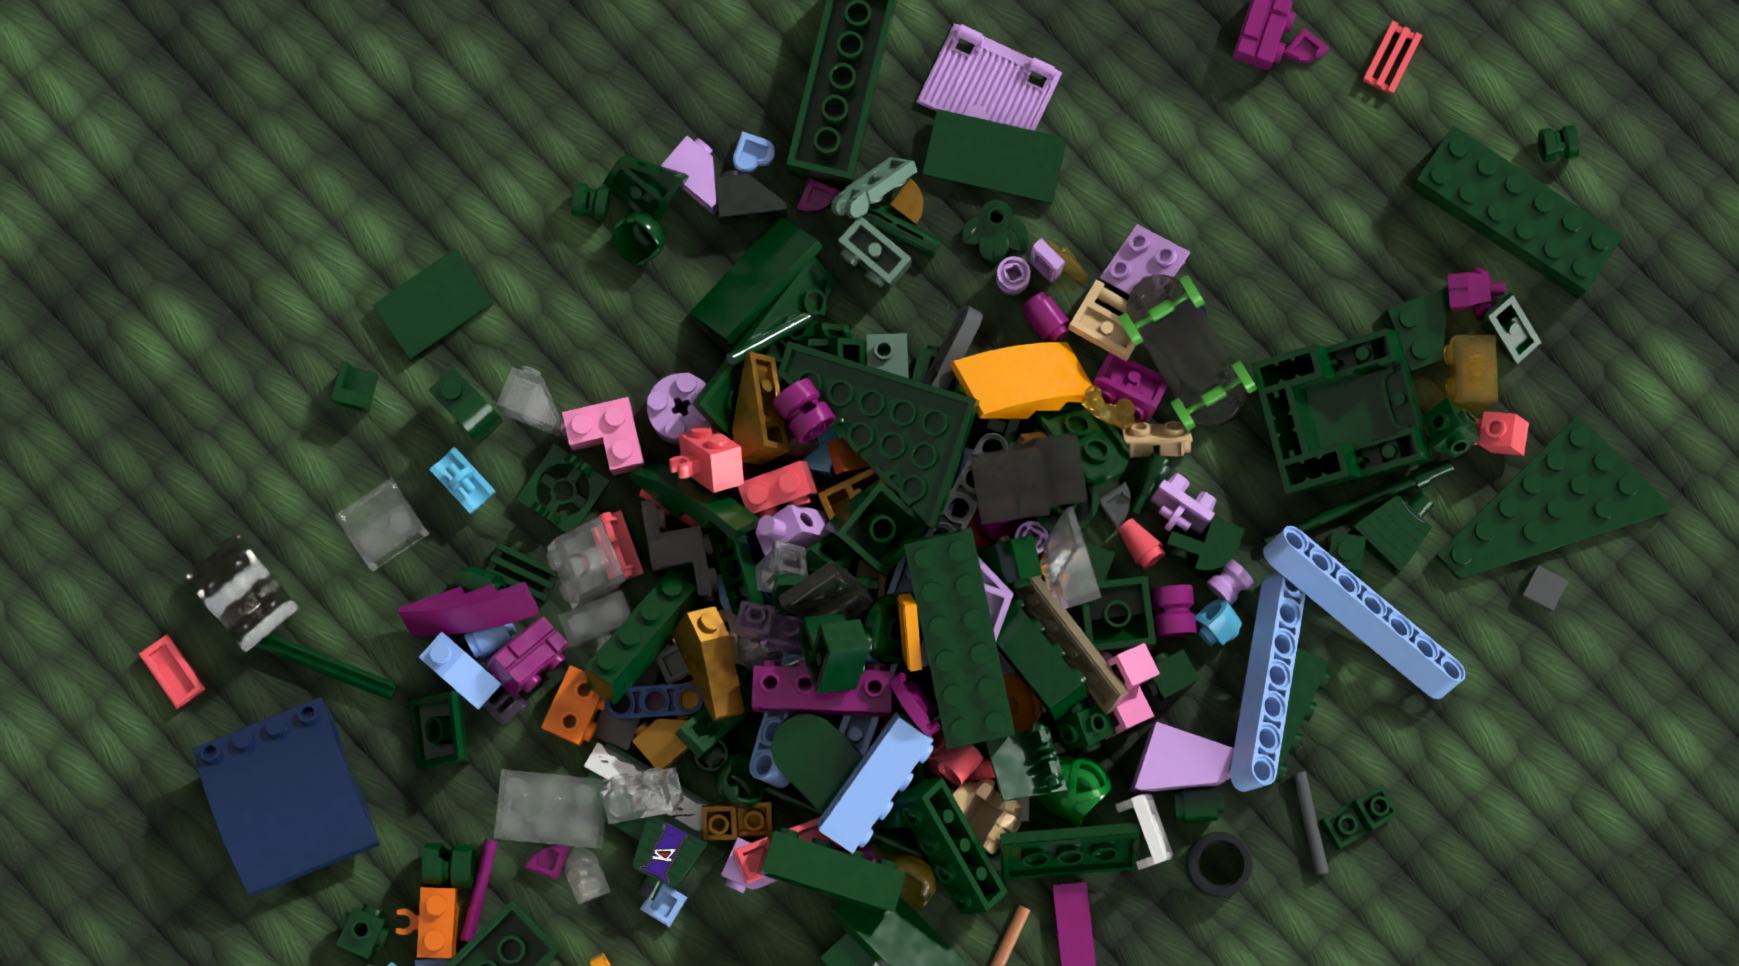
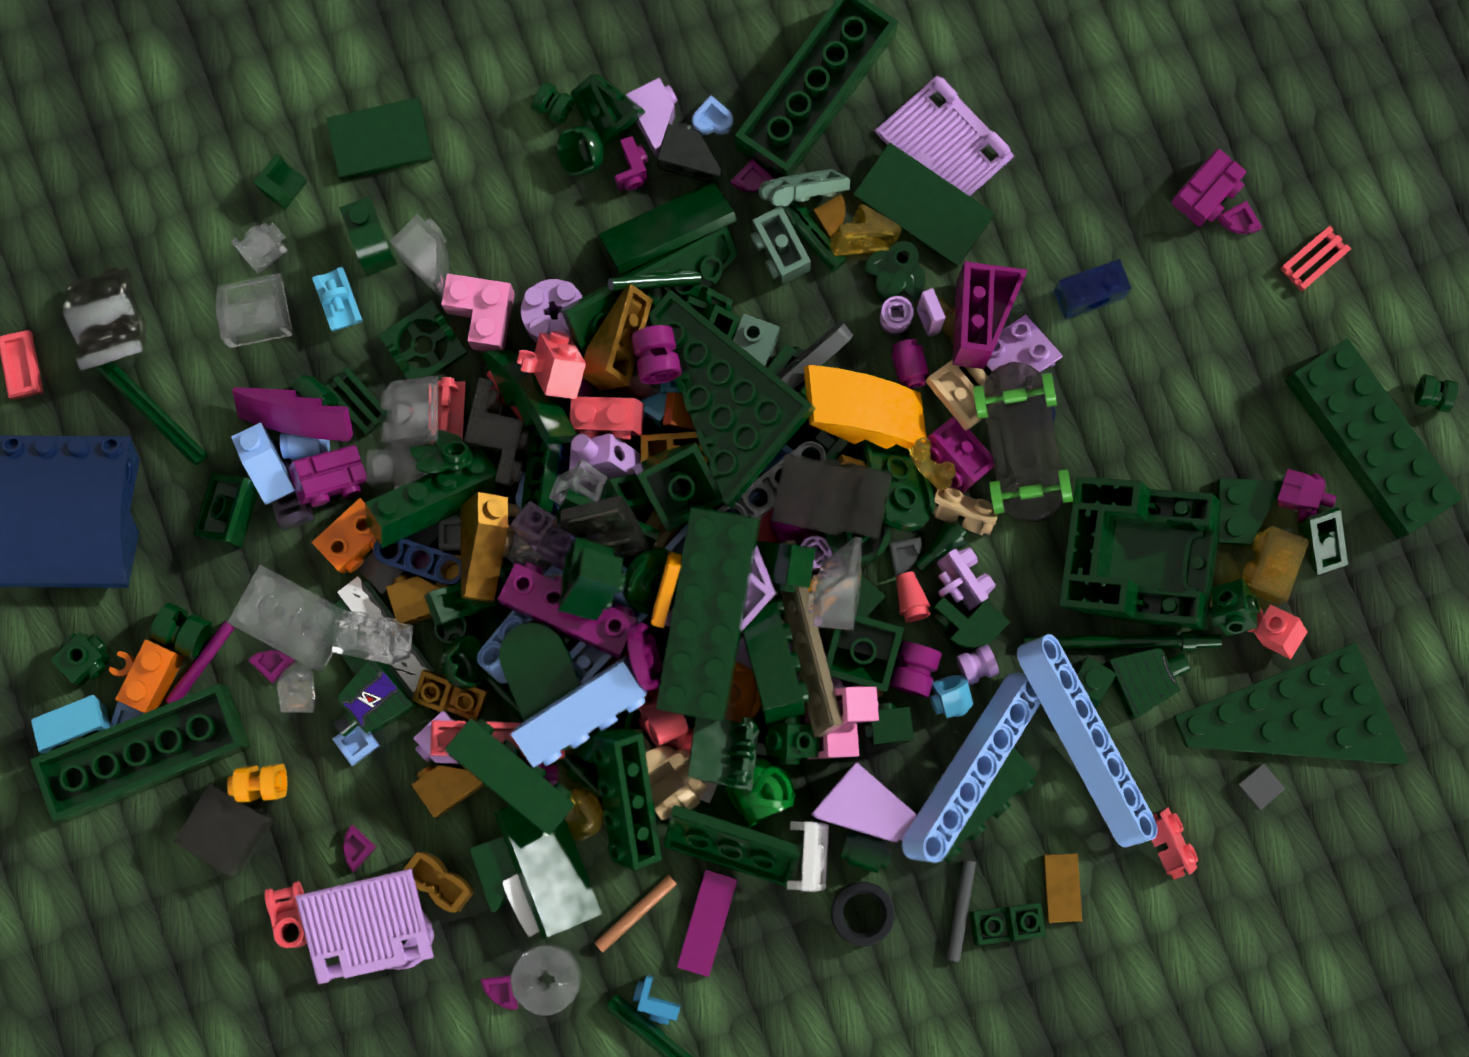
camera: 25 degrees right, 0 degrees up
(363, 458) = (261, 246): none -> clear brick
(636, 591) = (447, 453): none -> dark green plate
(695, 224) = (635, 159): none -> magenta bracket
(770, 909) = (444, 787): none -> pearl gold slope
(951, 208) = (865, 234): none -> clear yellow slope
(1094, 238) = (981, 310): none -> magenta wedge
(1191, 174) = (1092, 289): none -> clear blue brick
(1397, 761) = (1062, 888): none -> pearl gold tile
(1493, 684) = (1178, 854): none -> coral hinge

